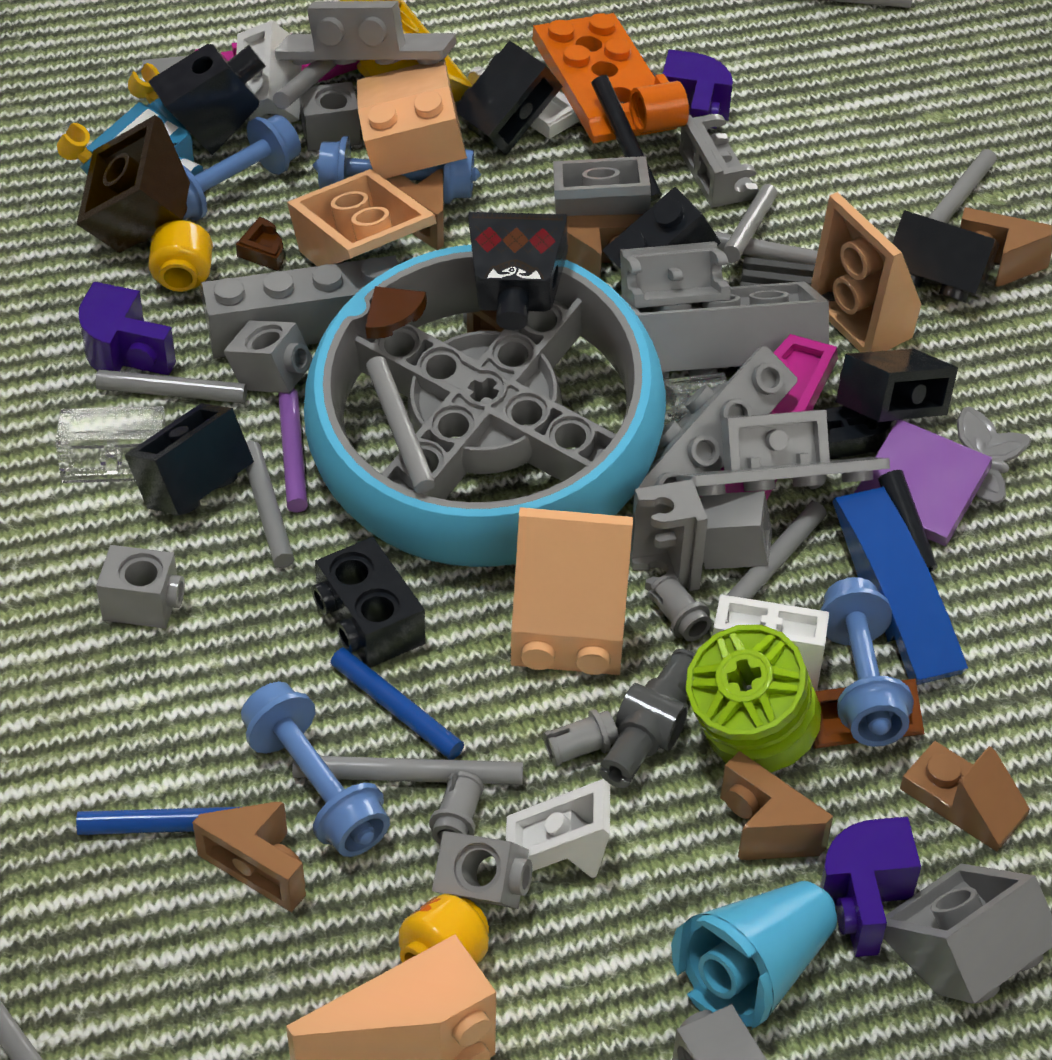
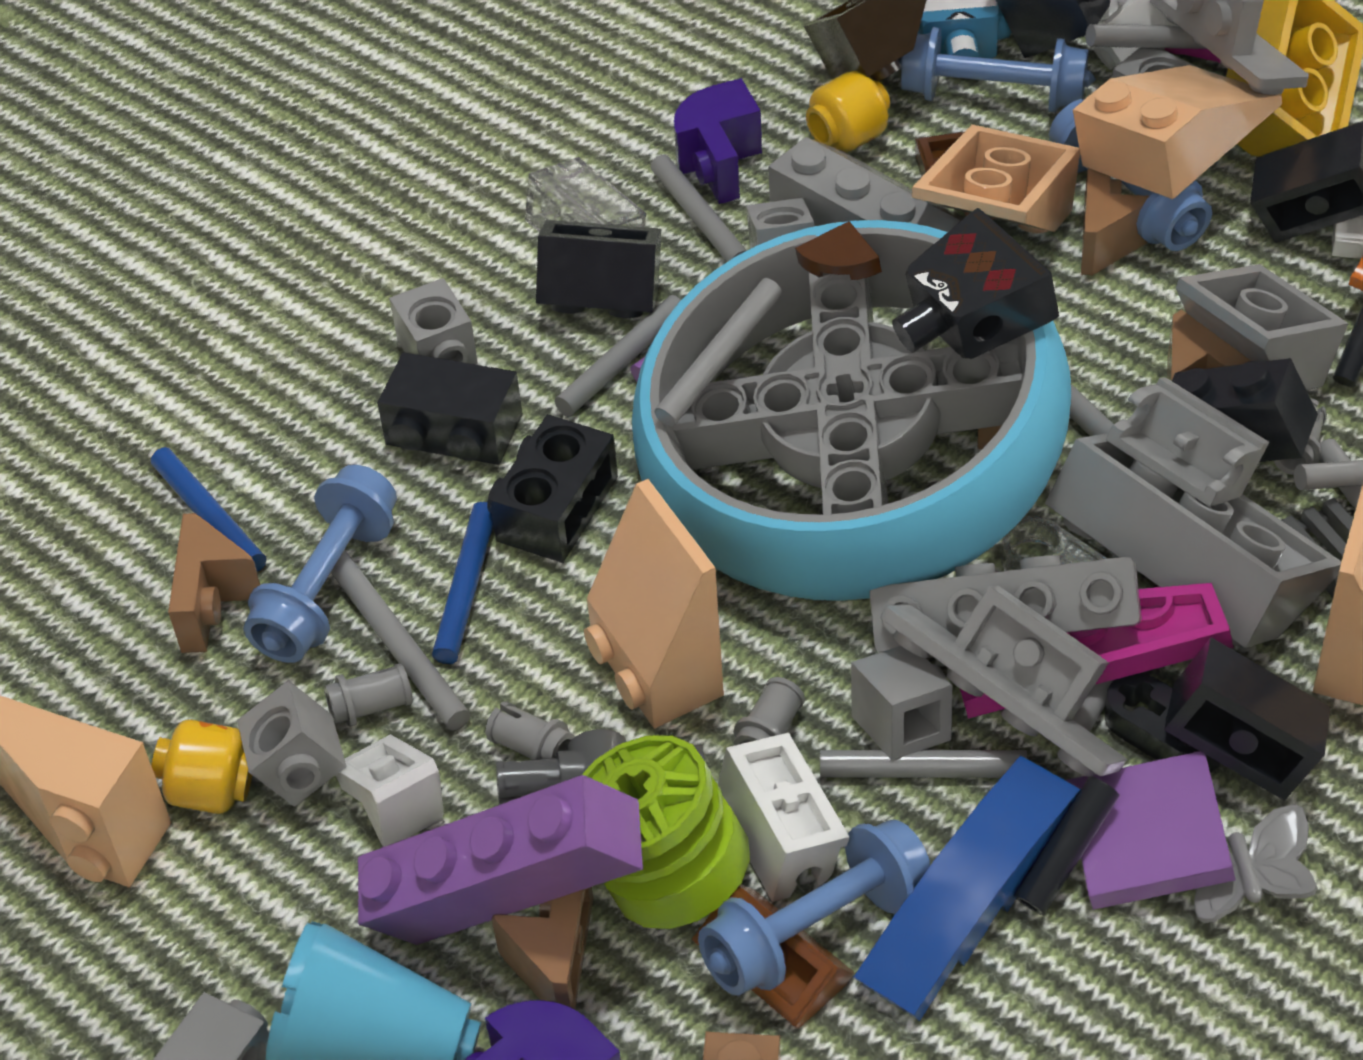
camera: 60 degrees right, 0 degrees up
(229, 618) = (450, 408): none -> black brick
(669, 532) = (835, 636): light grey hinge -> none
(730, 787) = (500, 861): none -> medium lavender brick

